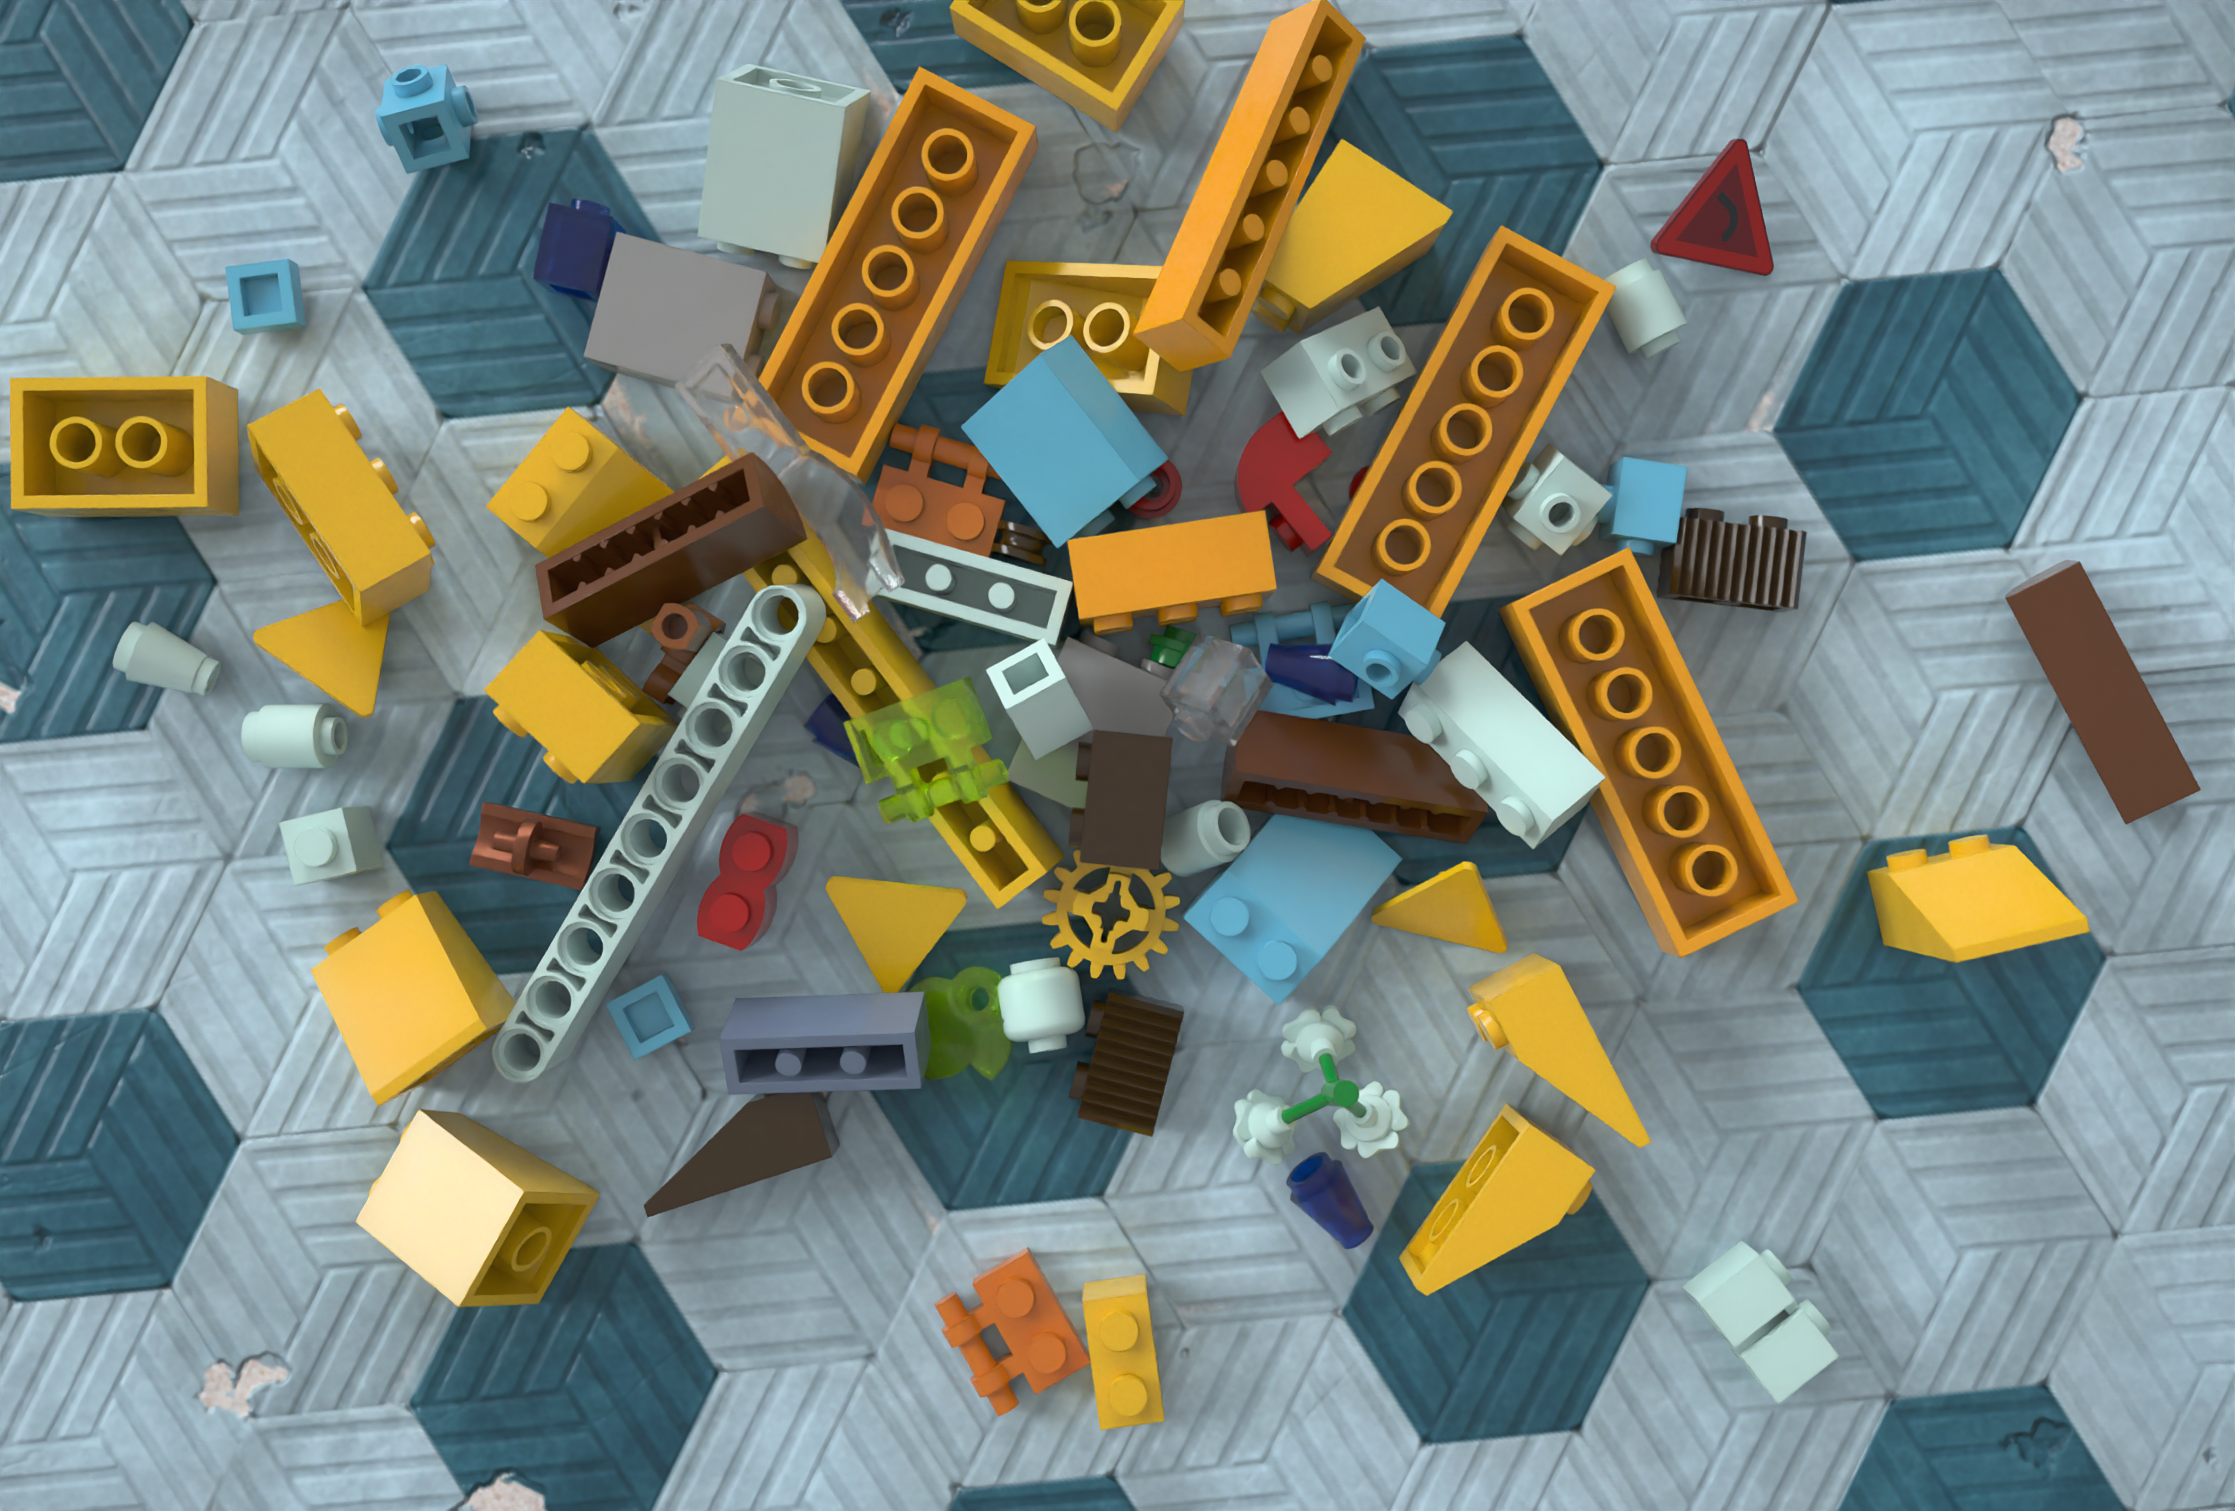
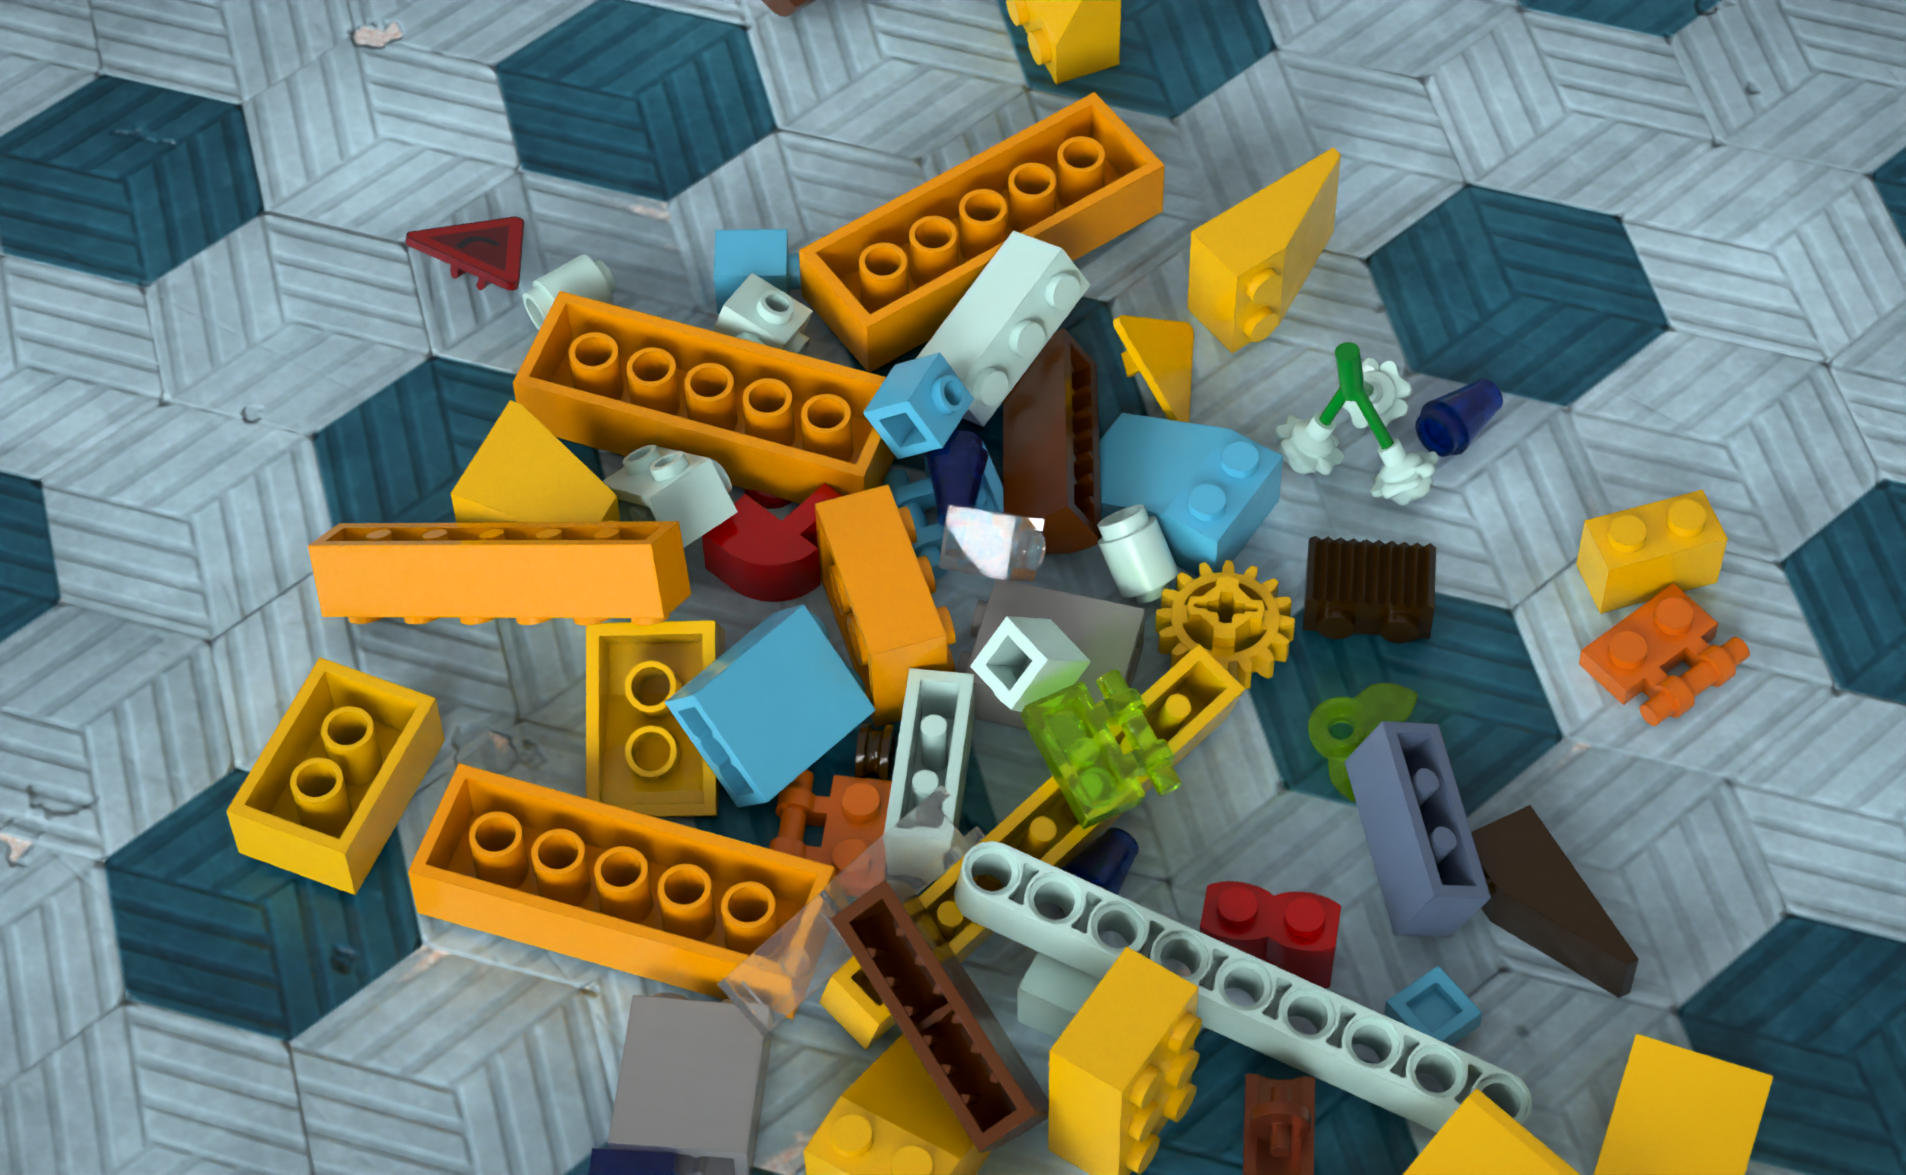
camera: 100 degrees left, 35 degrees down
(682, 635) = (1023, 1015): dark orange bar -> none
(780, 162) = (512, 1011): light aqua slope -> none
(894, 922) = (1282, 802): yellow piece -> none
(1041, 1004) = (1331, 663): light aqua head -> none
(1123, 799) = (1115, 590): dark brown brick -> none
(1170, 647) = (960, 601): green plate -> none
(1502, 1196) = (1422, 278): yellow slope -> none
(1733, 562) = (794, 190): dark brown brick -> none
(1763, 1324) = (1480, 79): light aqua piece -> none

